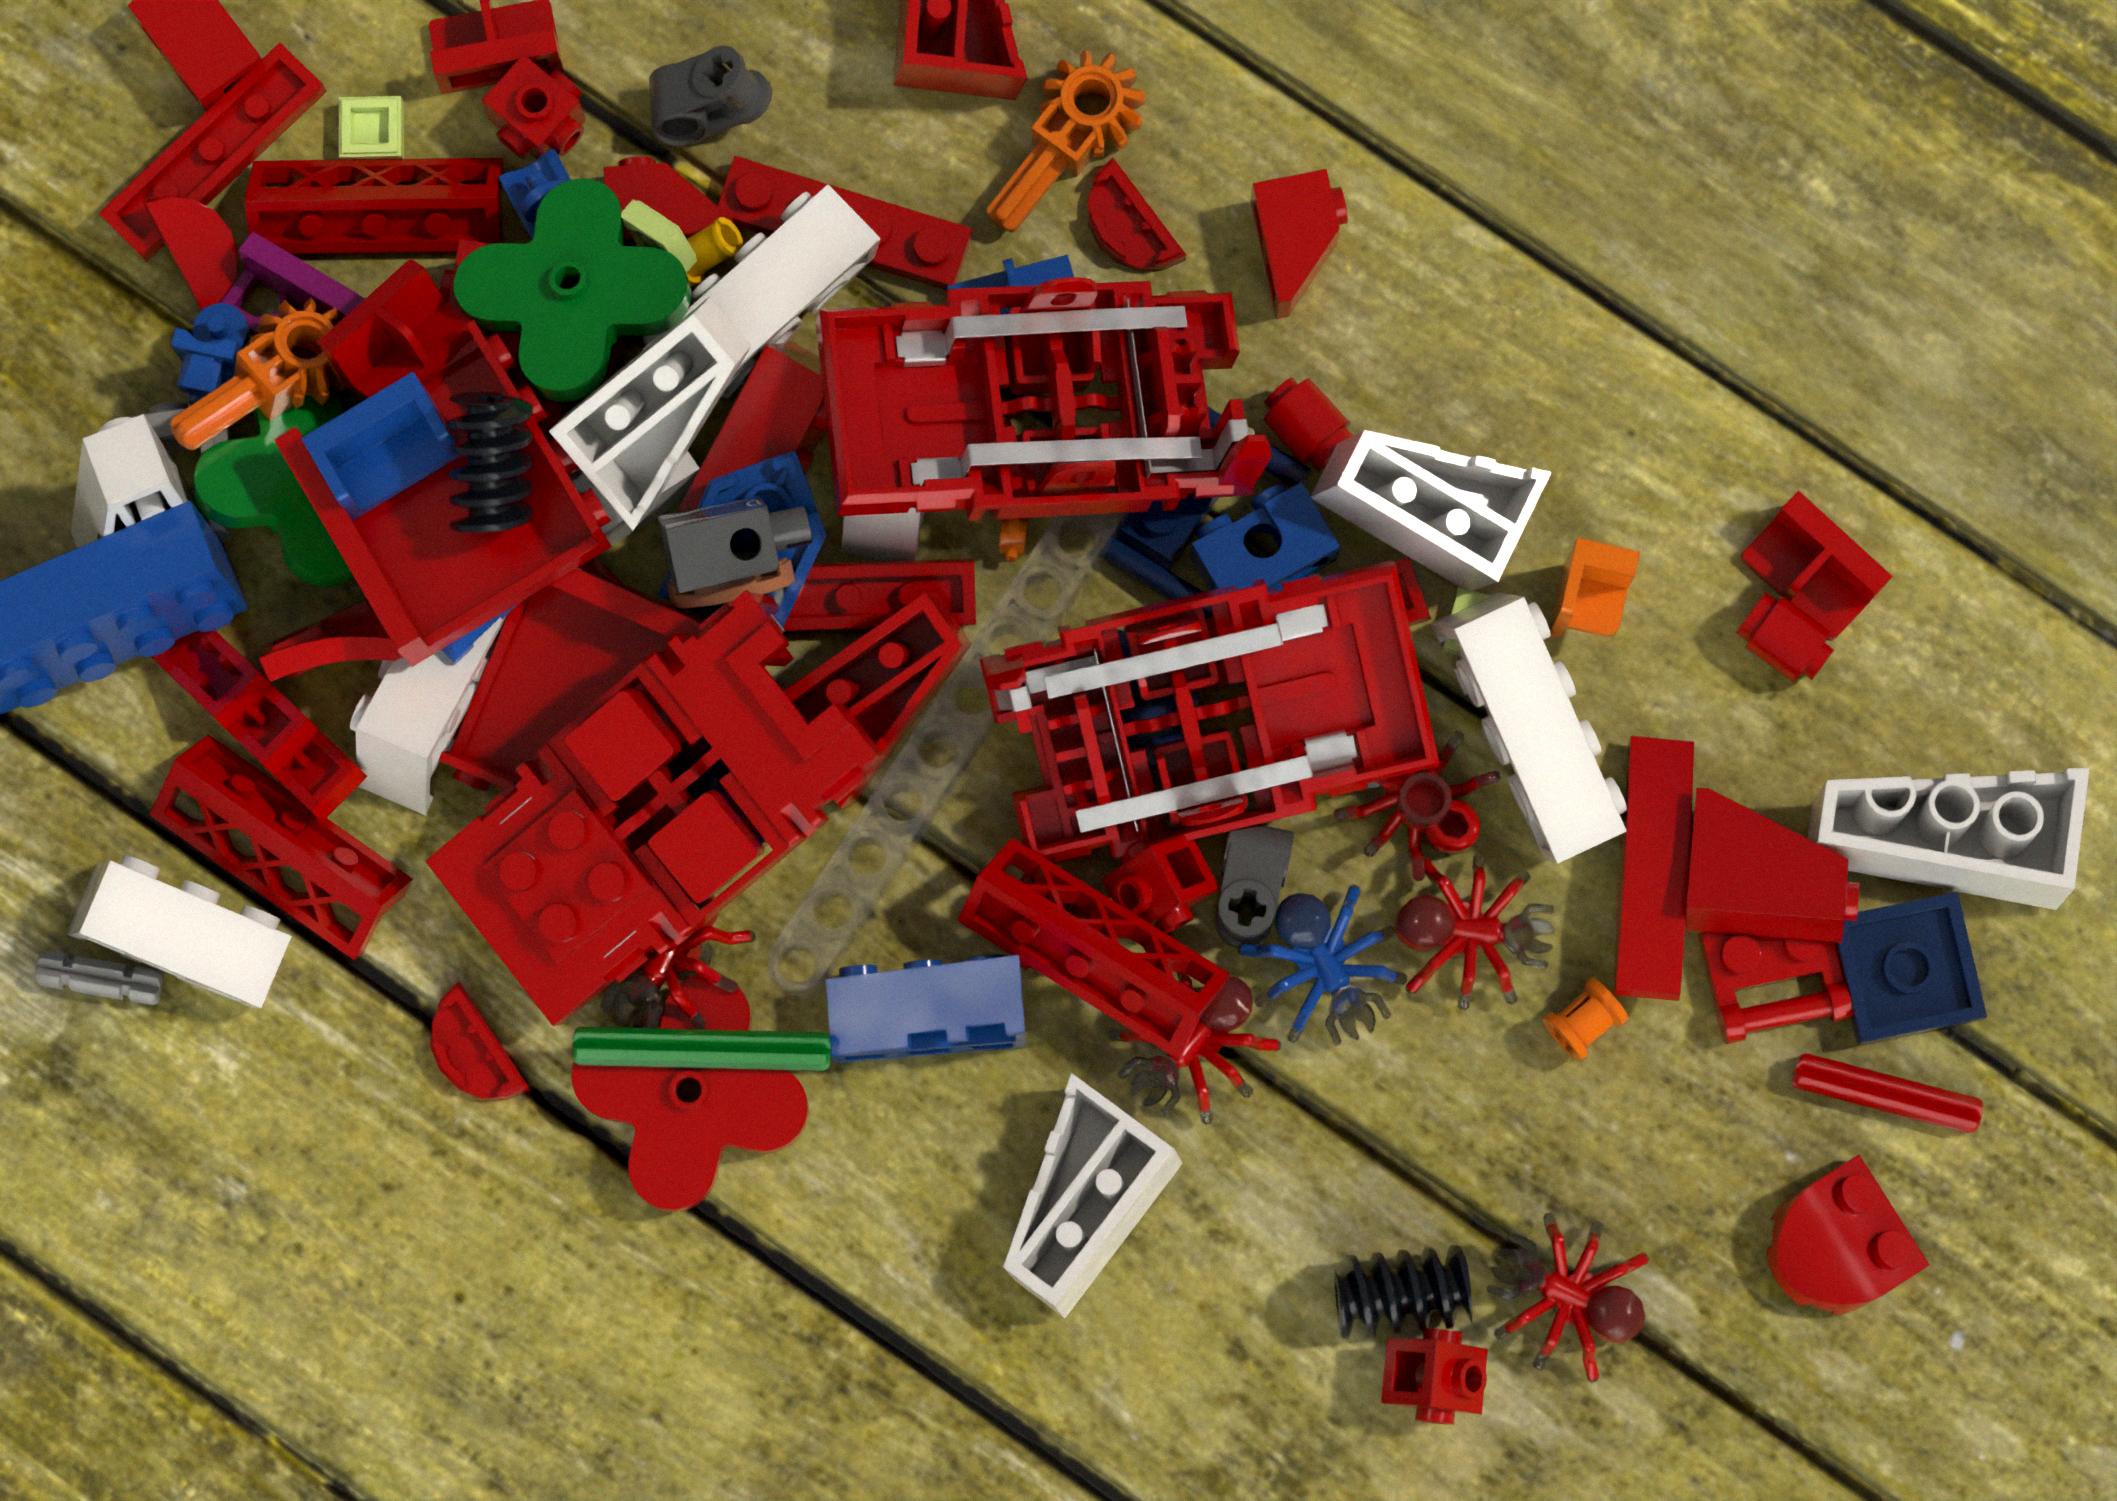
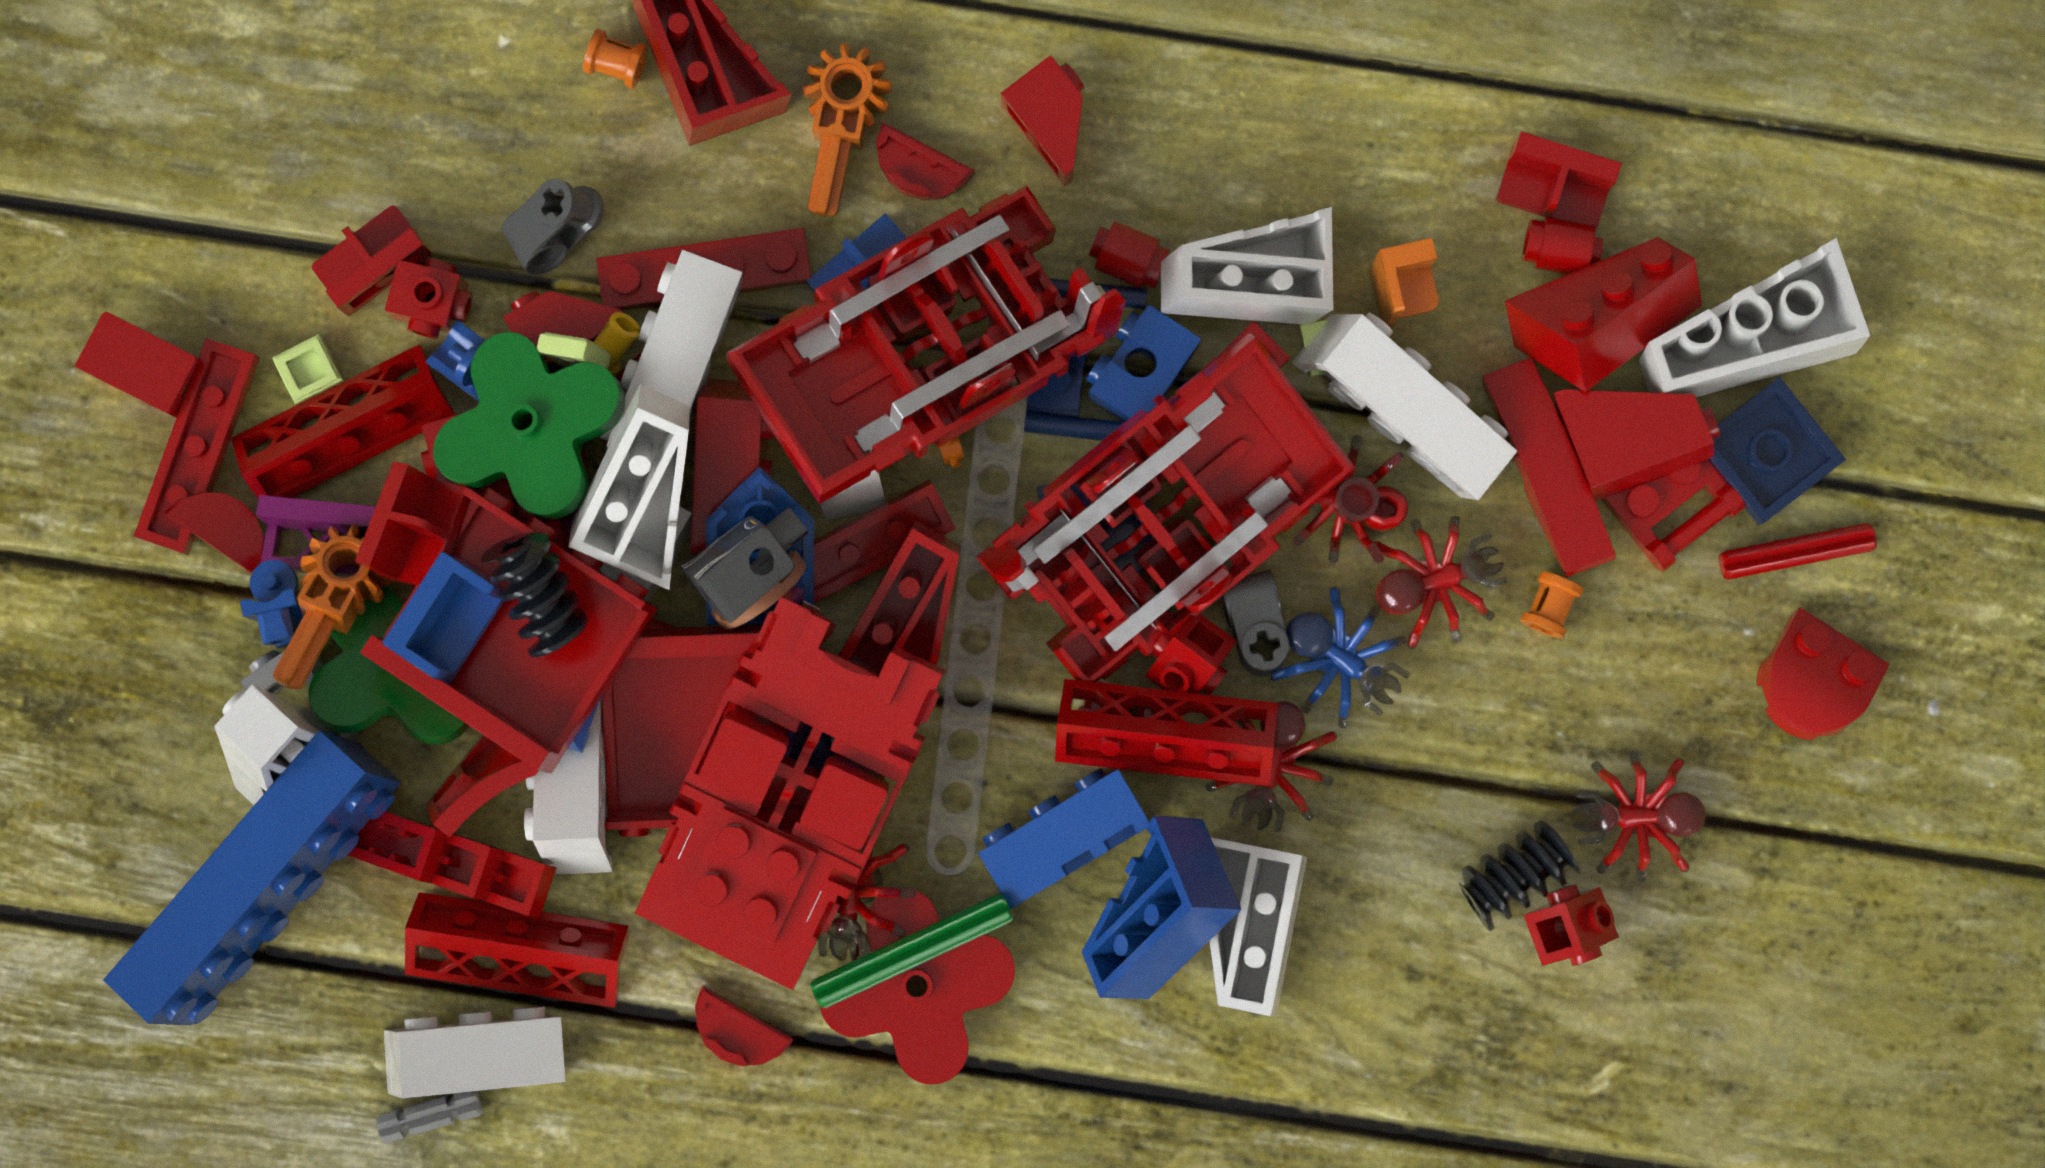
camera: 25 degrees left, 5 degrees up
(993, 1138) = (1164, 914): none -> blue wedge
(1797, 727) = (1605, 312): none -> red wedge

